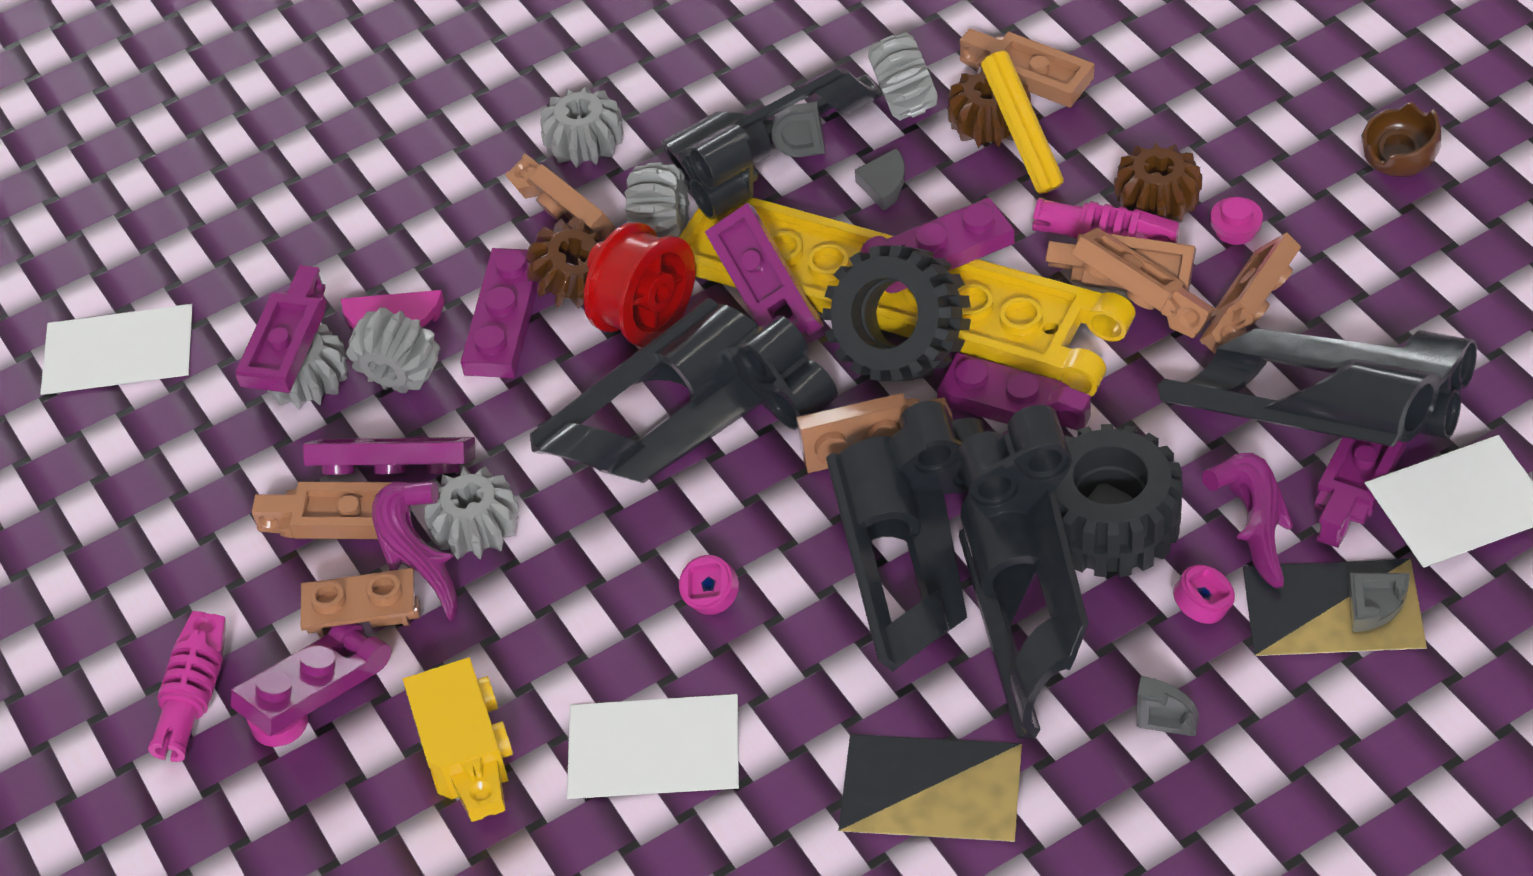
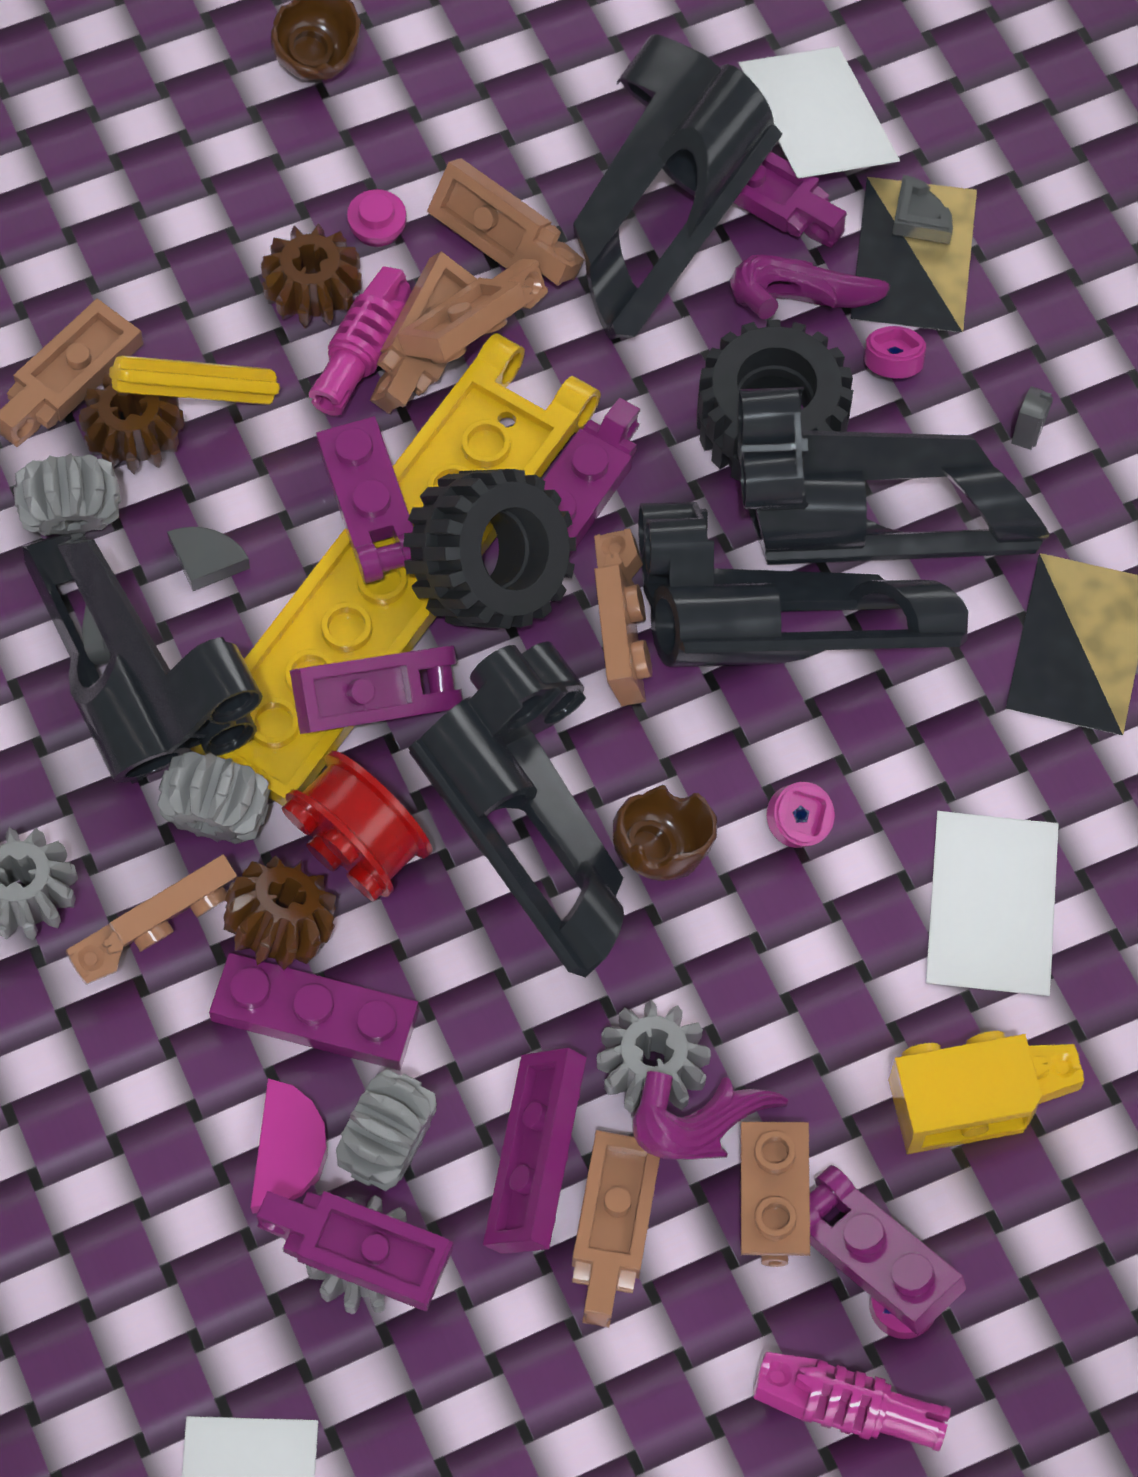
camera: 90 degrees left, 15 degrees up
(669, 486) = (664, 833): none -> reddish brown hair

